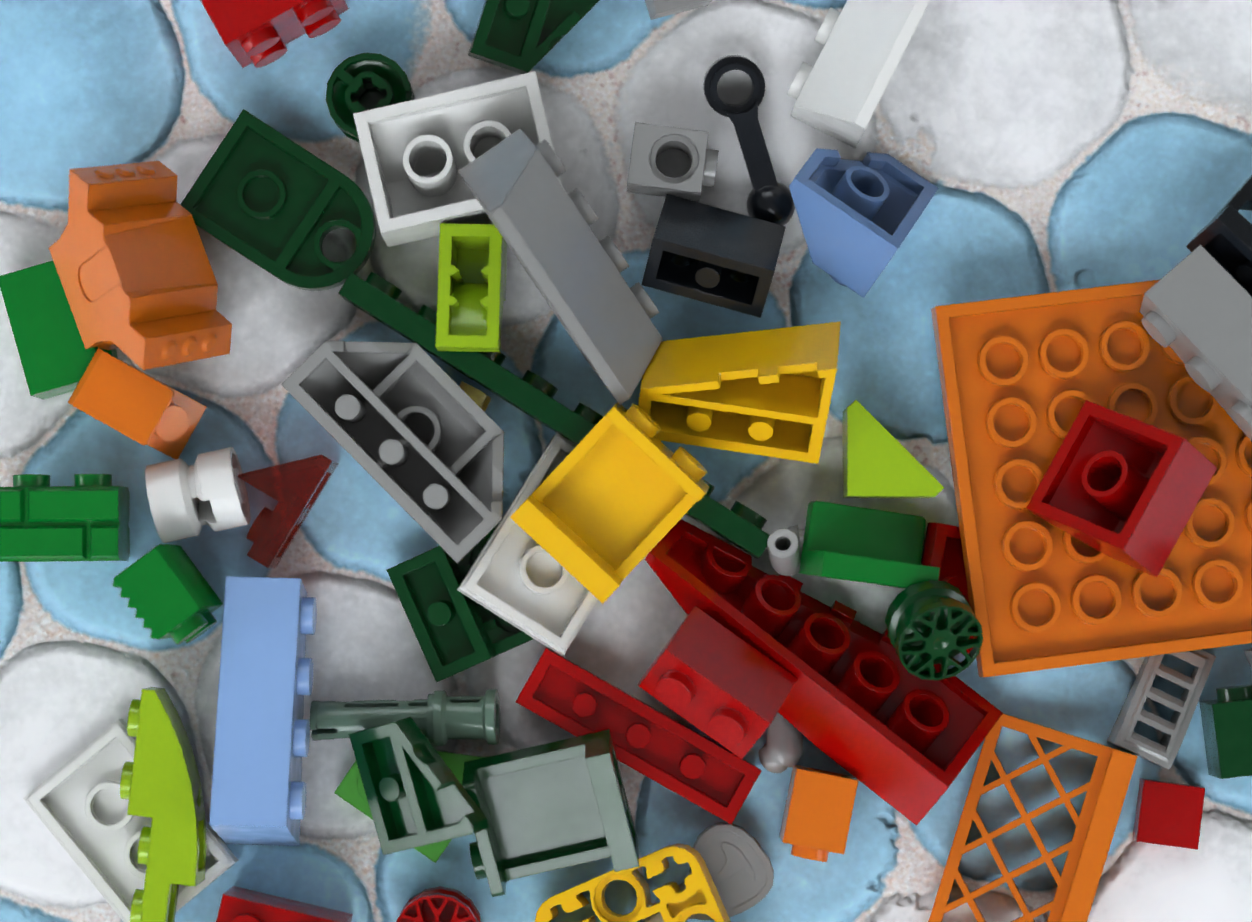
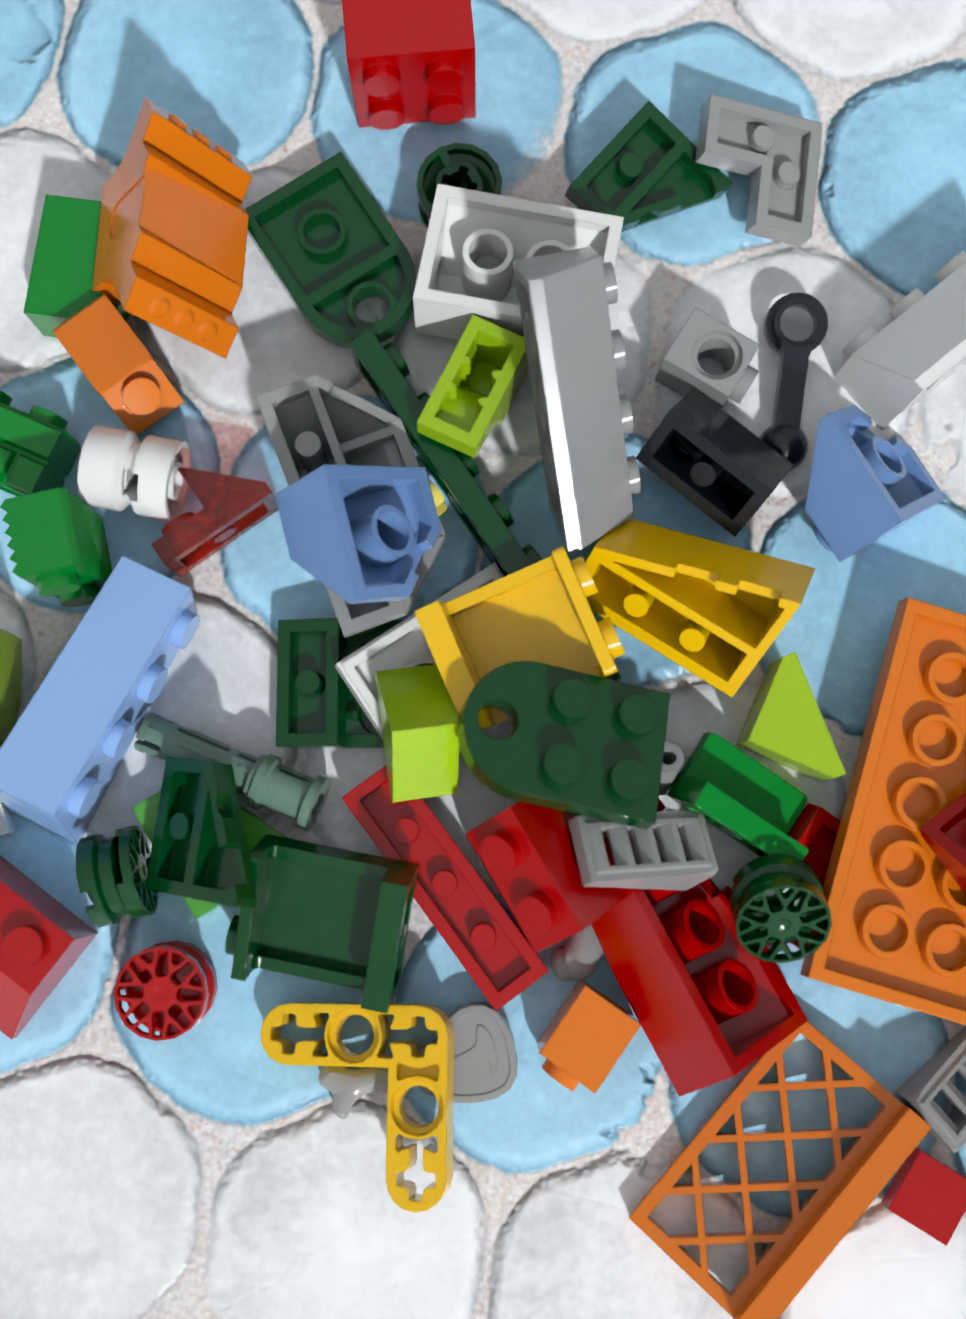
camera: 20 degrees right, 5 degrees down
(352, 855) = (115, 876): none -> dark green wheel
(435, 469) = (360, 528): none -> medium blue slope
(558, 617) = (418, 733): none -> lime slope
(696, 570) = (572, 743): none -> dark green plate
(826, 613) = (681, 841): none -> light grey slope

